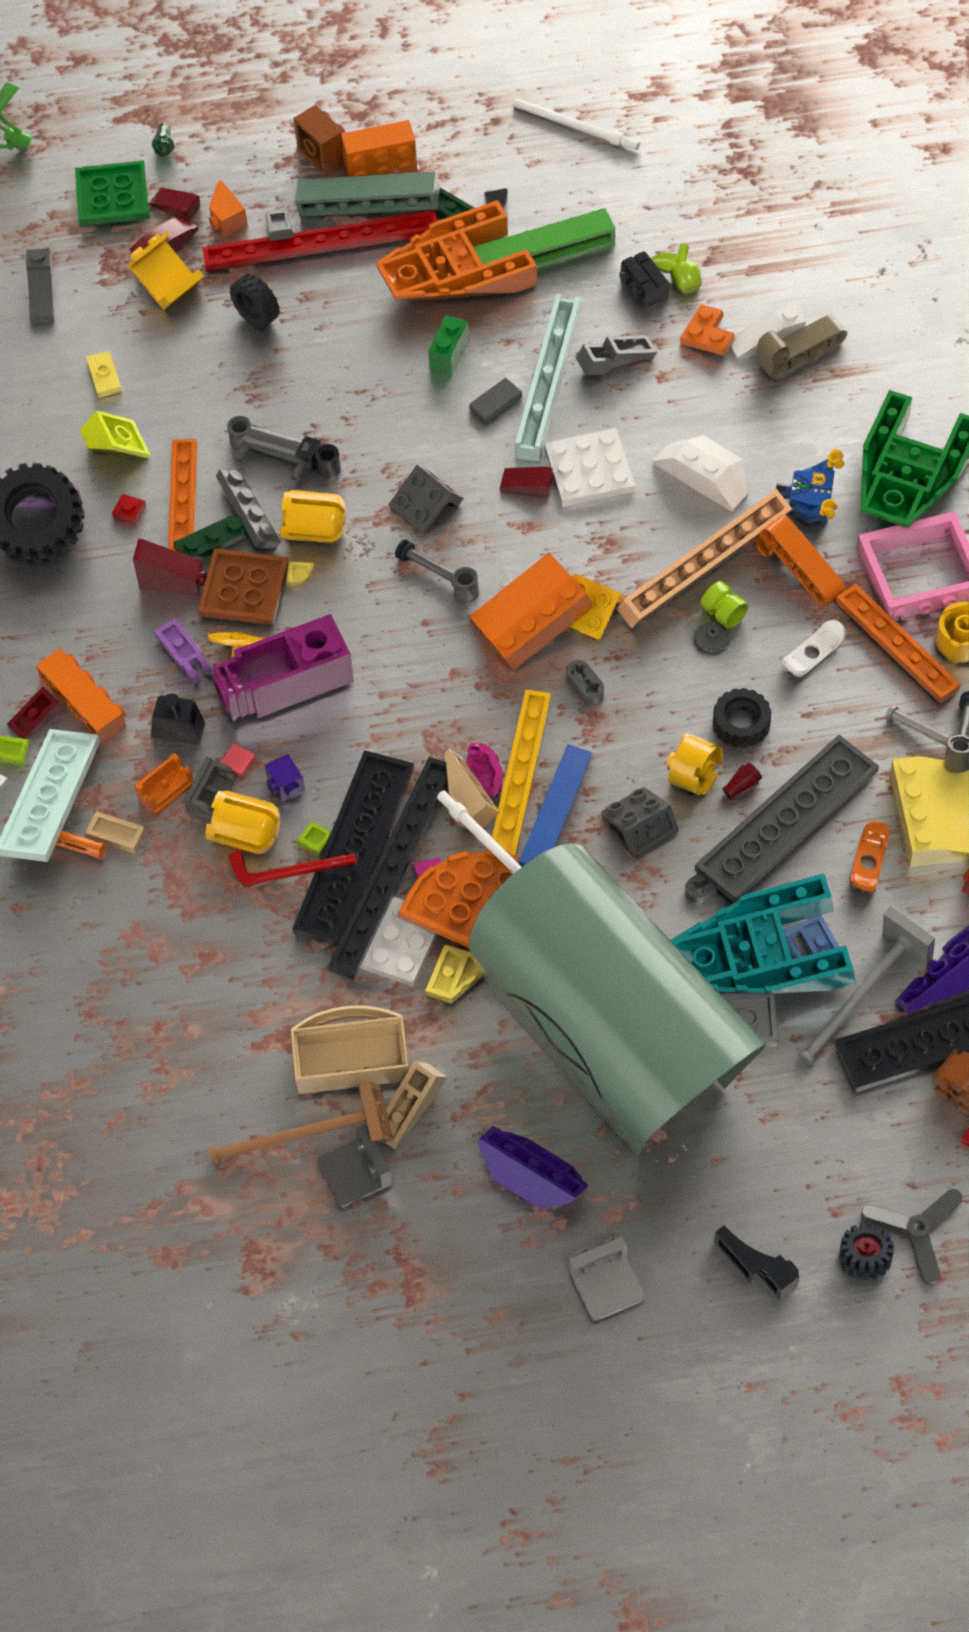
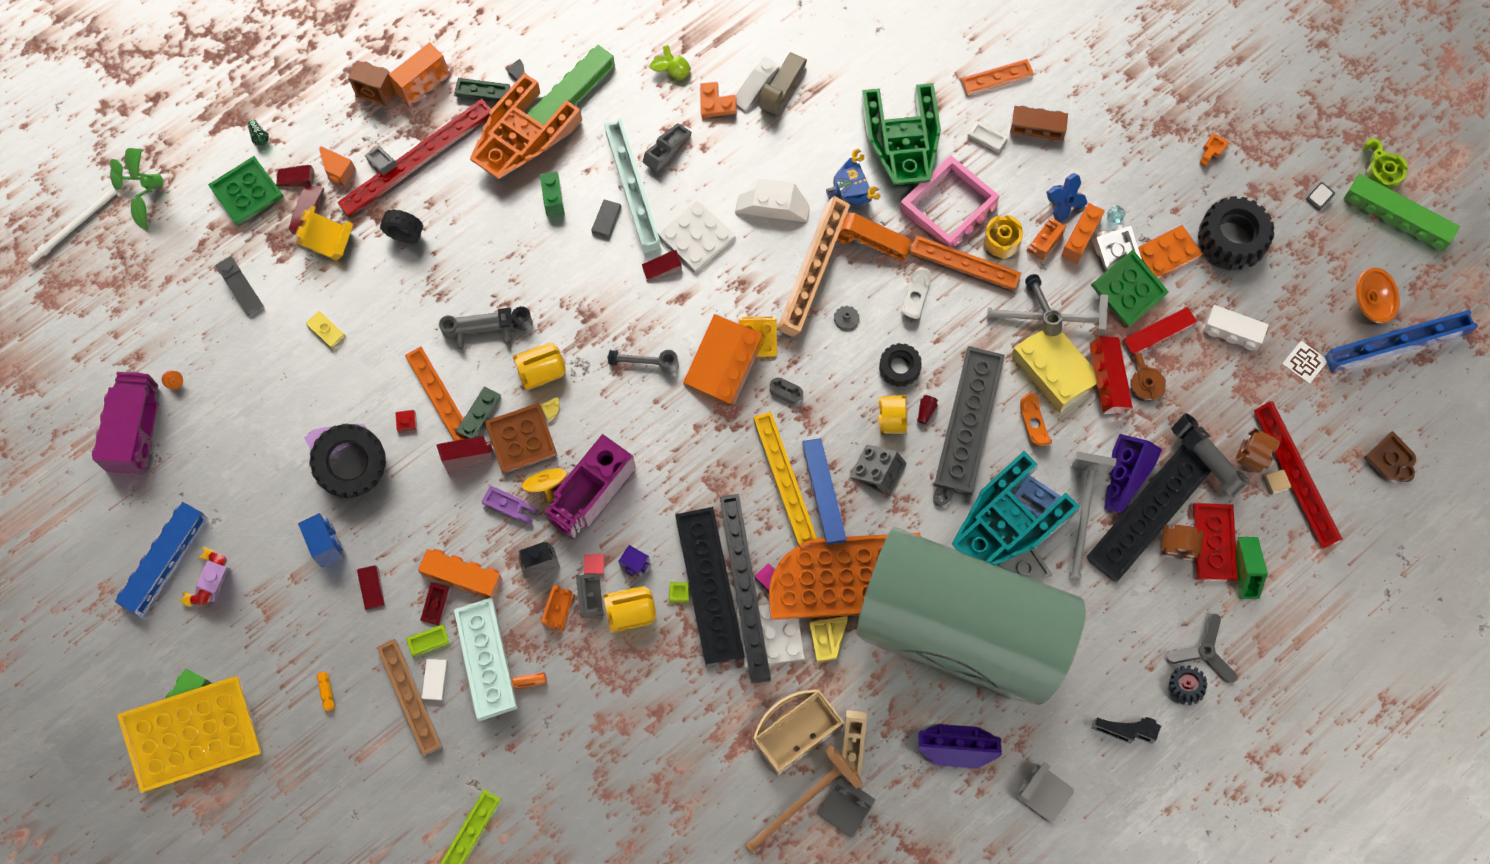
camera: 30 degrees left, 10 degrees up
(113, 435) = (363, 373): neon yellow slope -> none
(115, 832) = (543, 658): tan tile -> none
(248, 508) = (489, 380): dark grey plate -> none
(248, 879) = (637, 635): red piece -> none
(367, 194) = (429, 108): sand green brick -> none
(423, 498) = (603, 313): dark grey bracket -> none
(461, 814) = (767, 528): white bar -> none
(468, 791) = (763, 512): tan slope -> none
(485, 767) = (760, 487): dark pink arm -> none
(644, 279) = (653, 83): black brick -> none
(725, 606) = (844, 292): lime wheel -> none

